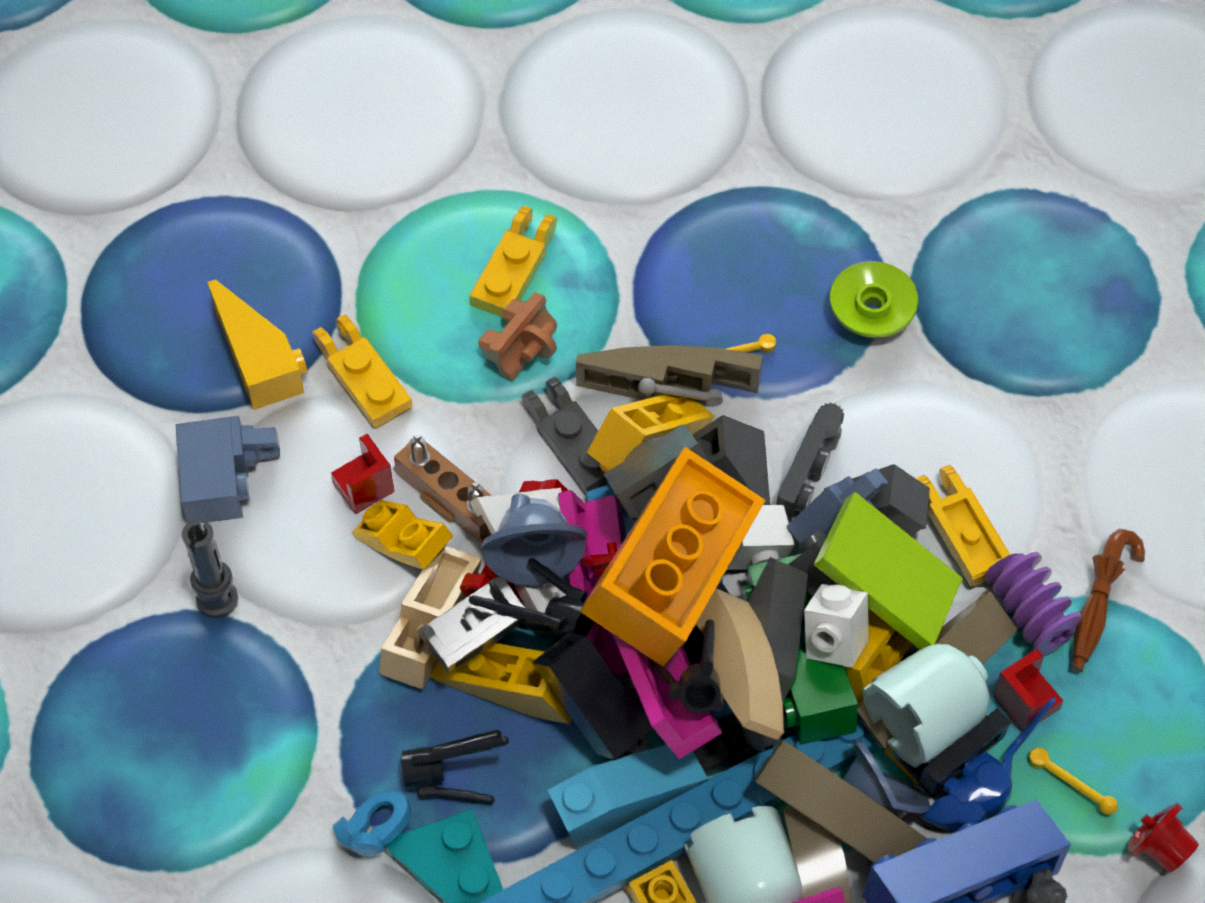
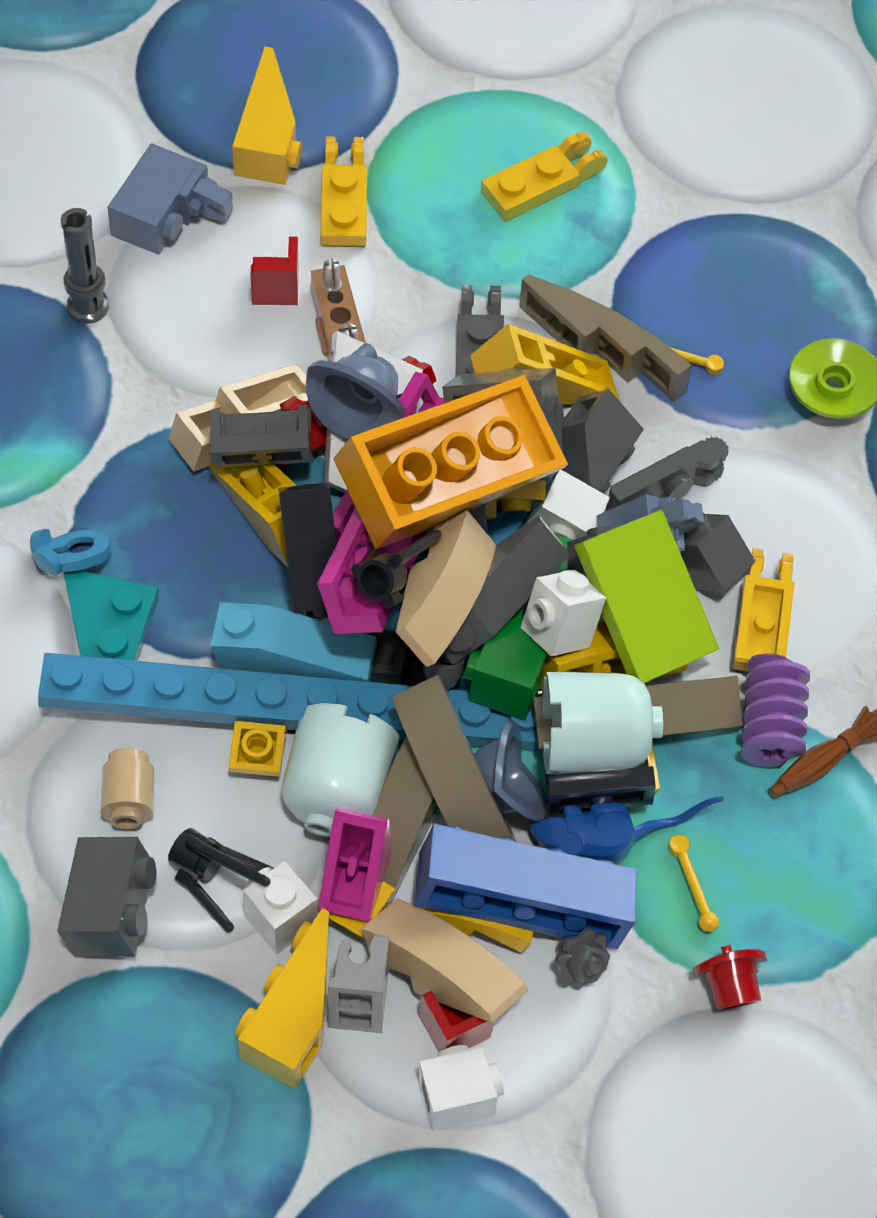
camera: 30 degrees right, 0 degrees up
(400, 535) = (271, 337): yellow slope -> none
(426, 765) = (148, 532): black plant -> none
(525, 336) = (498, 237): nougat hips -> none
(561, 614) = (321, 466): black plant -> none
(712, 397) = (626, 380): light grey hinge -> none
(1025, 691) = (708, 774): red panel -> none

